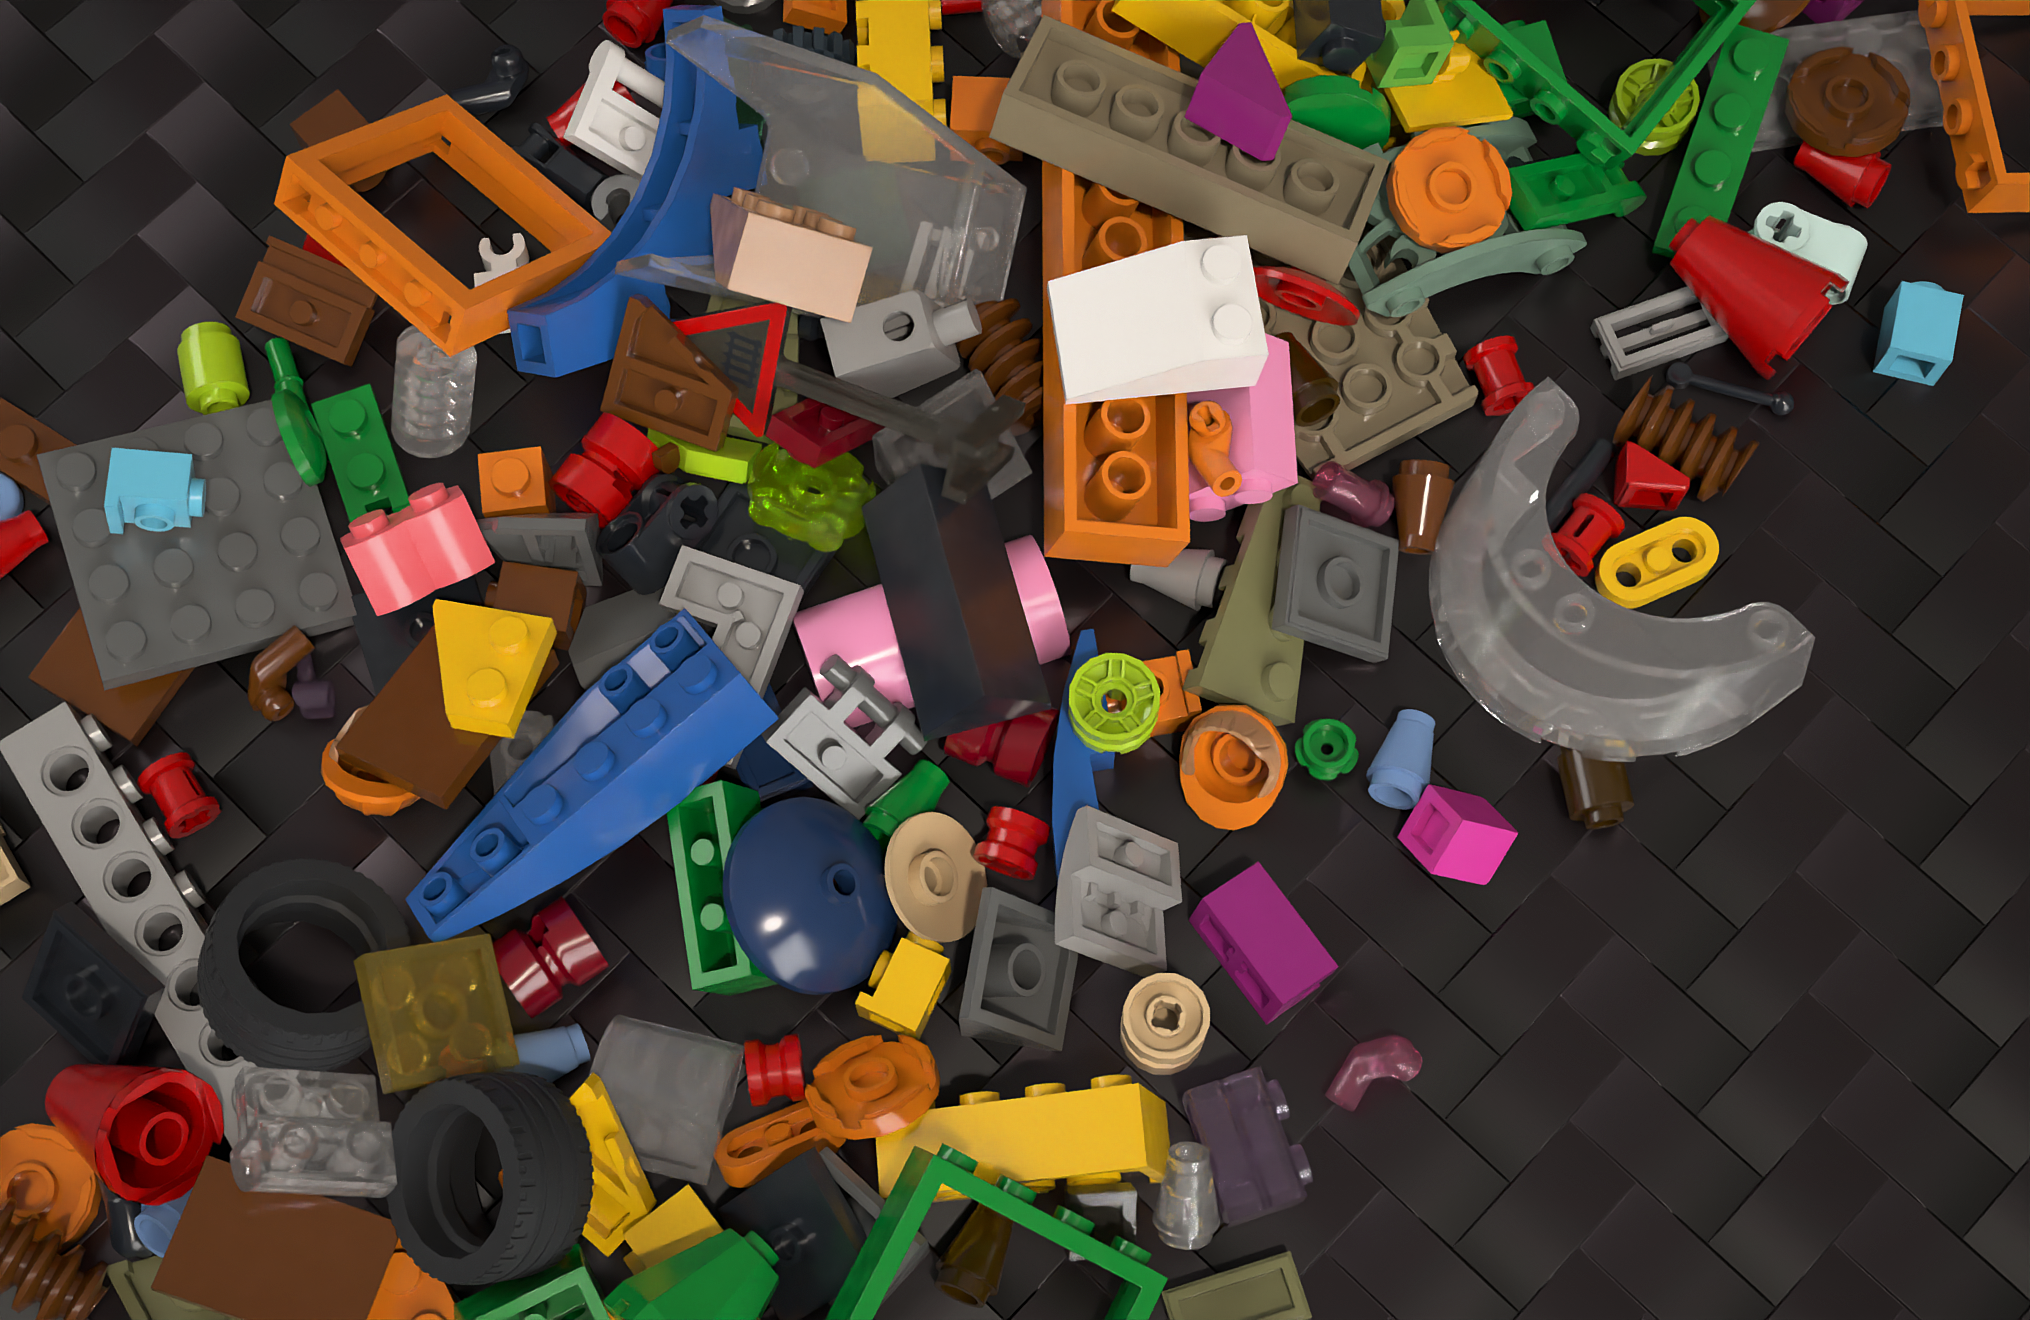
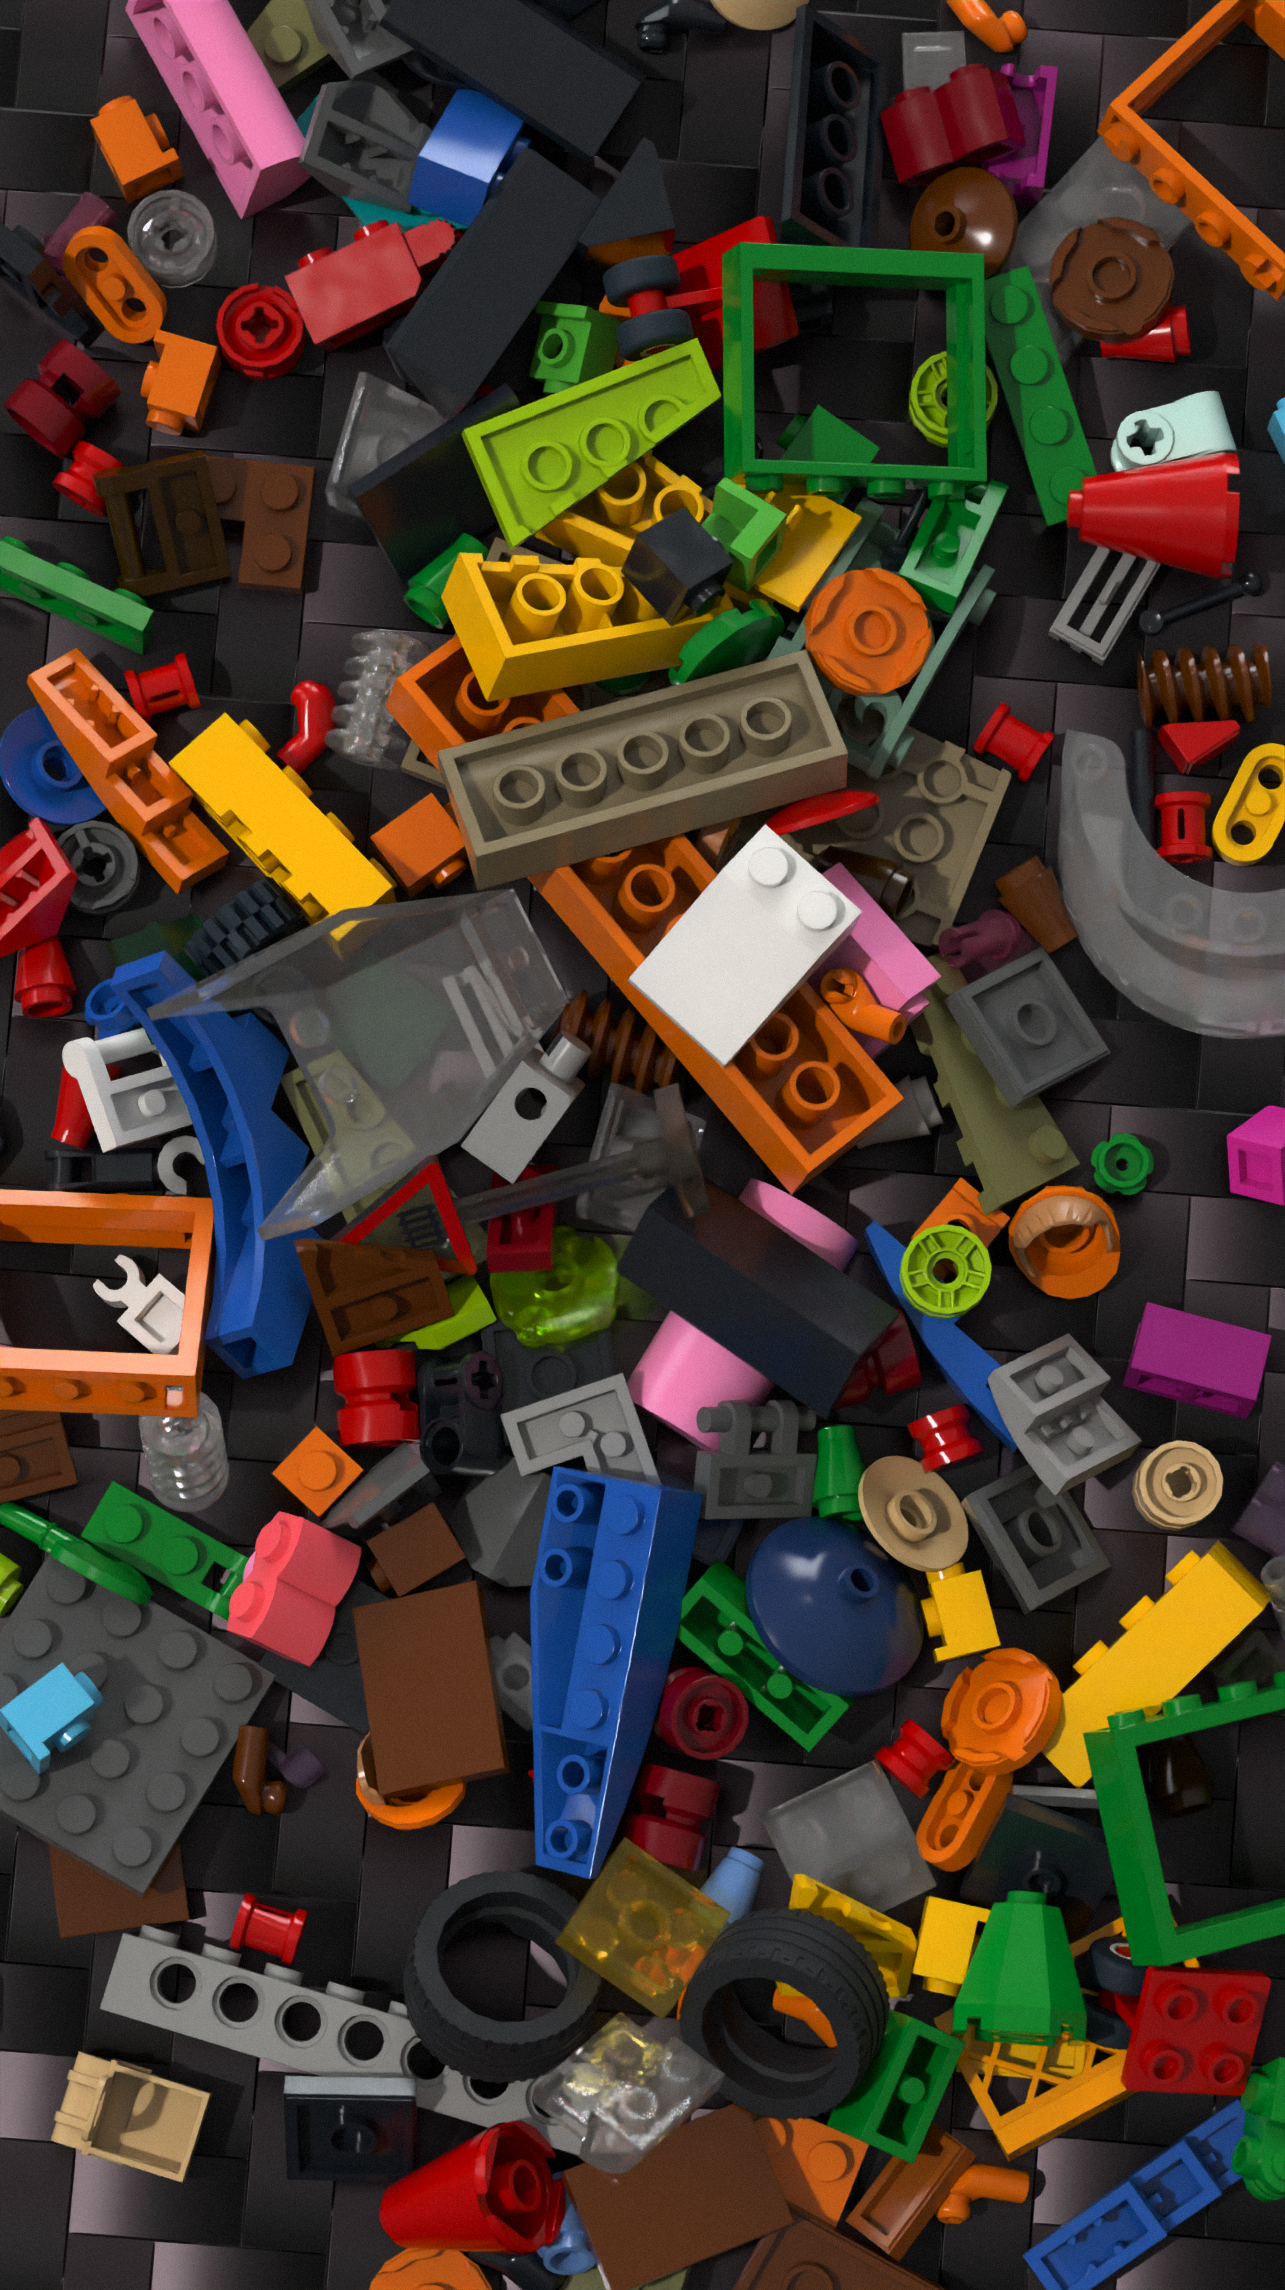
camera: 40 degrees left, 10 degrees up
(489, 664) = (438, 1633): yellow wing -> none
(634, 888) = (700, 1712): none -> dark red wheel
(667, 458) = (418, 1351): reddish brown piece -> none
(787, 254) = (400, 1120): slope -> none
(1241, 97) = (658, 701): magenta slope -> none
(1403, 761) = (1189, 1128): medium blue cone -> none

